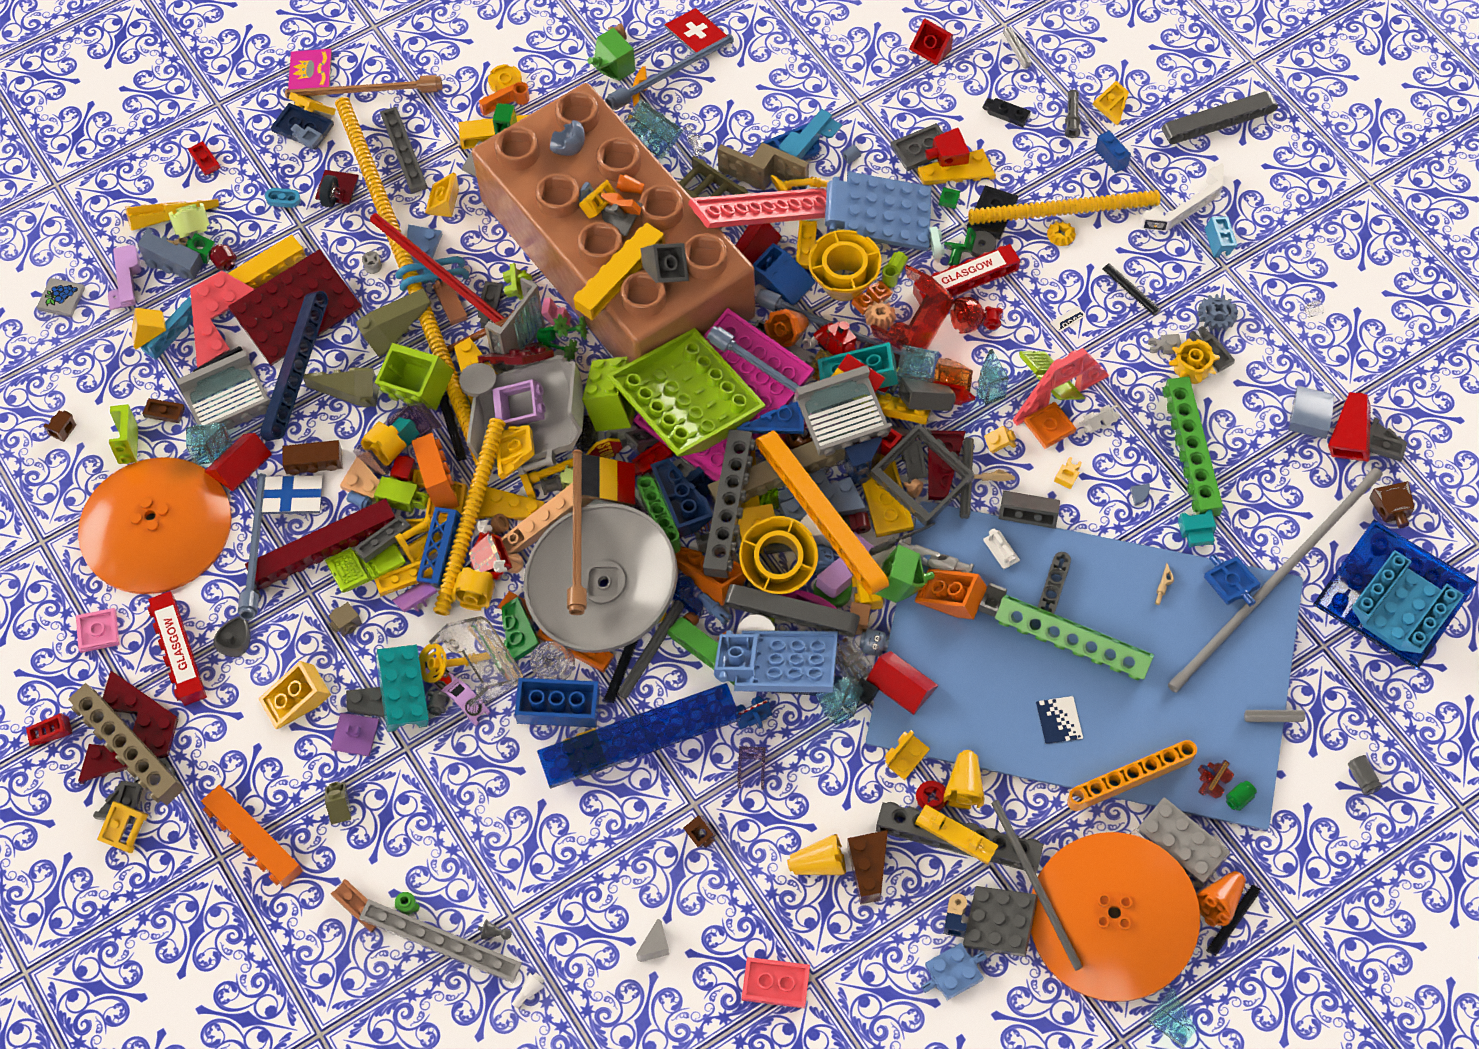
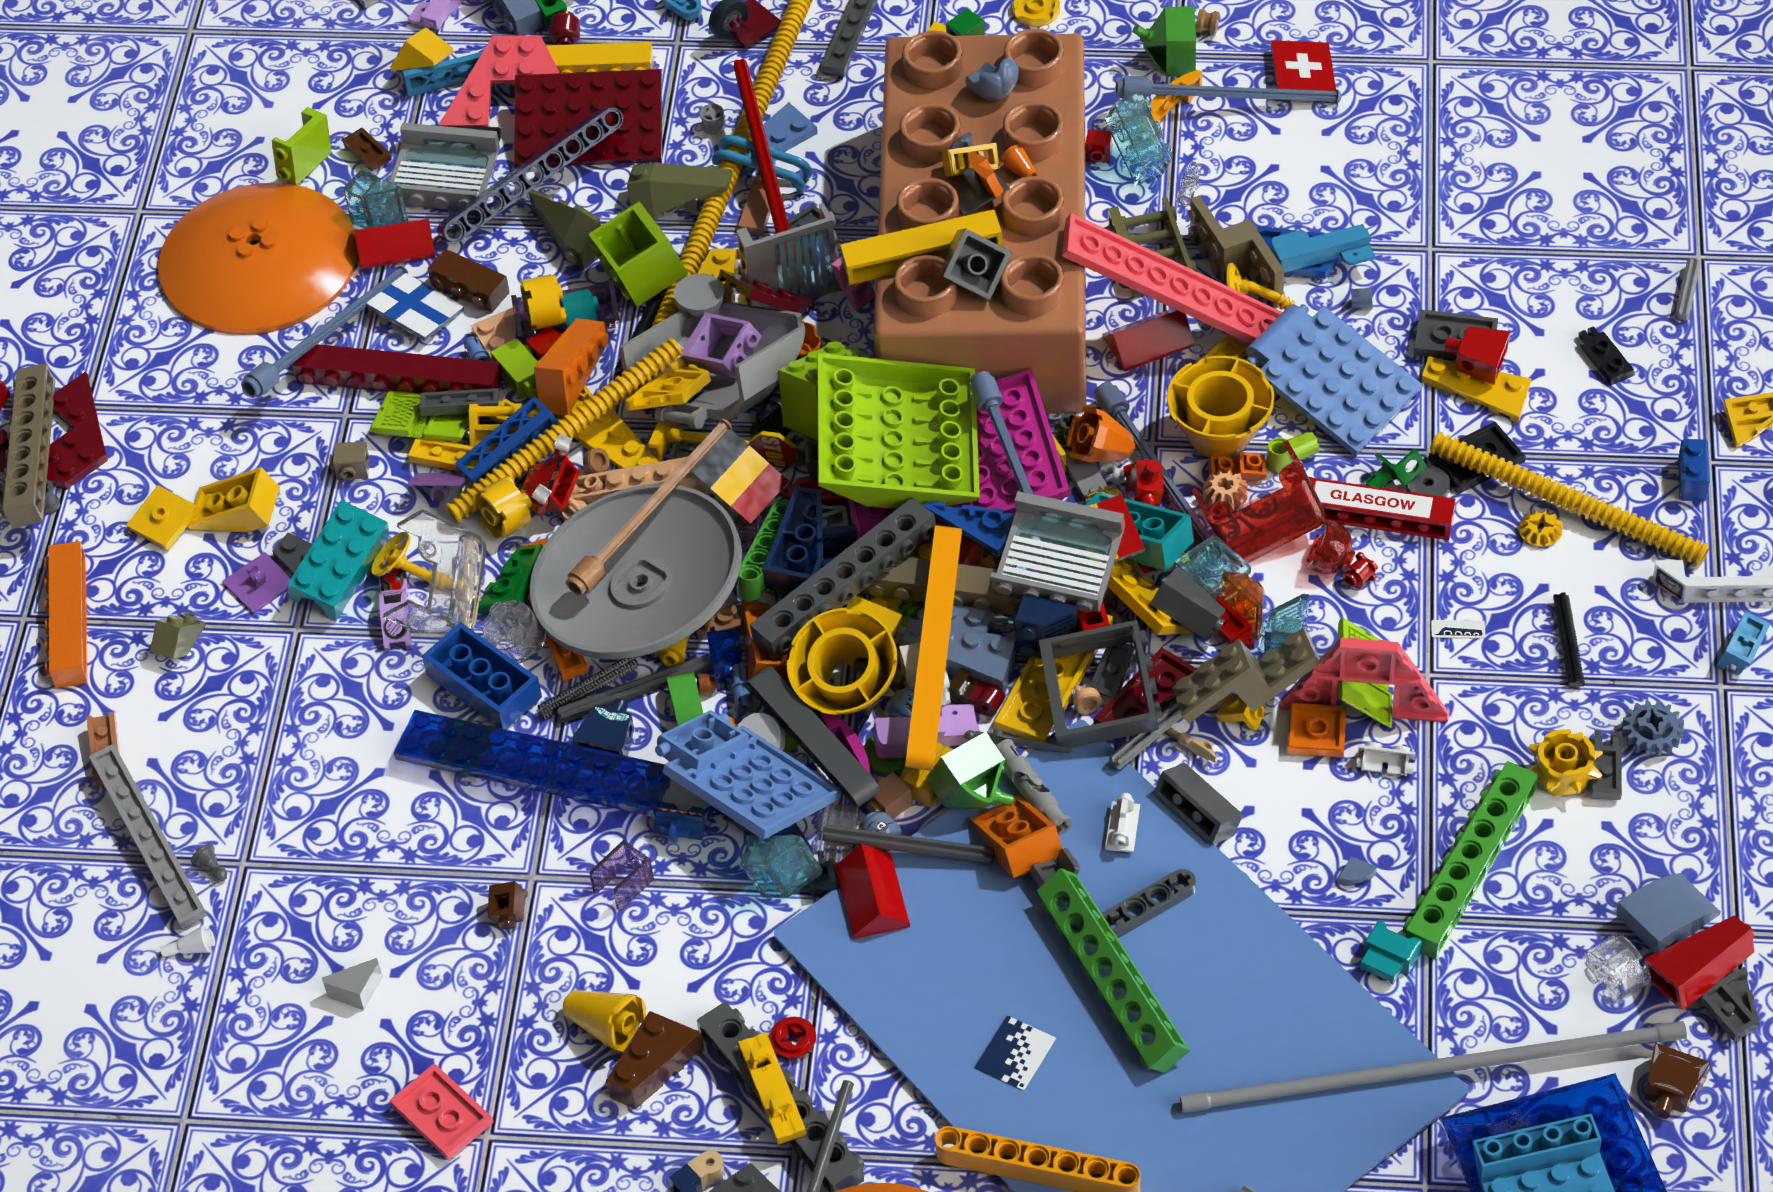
camera: 40 degrees right, 10 degrees down
(60, 425) = (256, 106): reddish brown brick -> none
(97, 630) = (111, 326): bright pink tile -> none
(177, 649) = (165, 388): red brick -> none
(233, 636) = (234, 411): dark grey piece -> none
(254, 733) = (162, 517): none -> yellow plate
(407, 908) = (151, 778): bright green brick -> none
(437, 702) = (363, 600): dark grey brick -> none
(443, 196) = (853, 94): yellow slope -> none
(514, 276) = (849, 222): lime hips -> none
(517, 92) = (1012, 22): orange plate -> none
(547, 335) = (832, 294): bright green plant -> none
(662, 686) = (607, 729): none -> dark blue torso
(782, 274) = (1144, 376): blue slope -> none
(899, 639) = (908, 844): none -> dark grey axle
(906, 755) = (798, 967): yellow bracket -> none
(932, 42) = (1579, 227): red slope -> none
(936, 247) = (1365, 456): light aqua plate -> none
(949, 198) = (1435, 411): green plate -> none
(965, 782) = (837, 1042): yellow cone -> none
(1004, 416) = (1242, 672): none -> dark tan bracket
(1068, 474) = (1284, 797): yellow plate -> none
(1072, 119) = (1679, 407): dark grey pin -> none
(1163, 584) = (1285, 984): tan hand -> none
(1165, 343) = (1553, 723): light grey plate -> none
(1232, 580) = (1369, 1032): blue plate -> none
(1319, 460) = (1616, 968): none -> clear brick

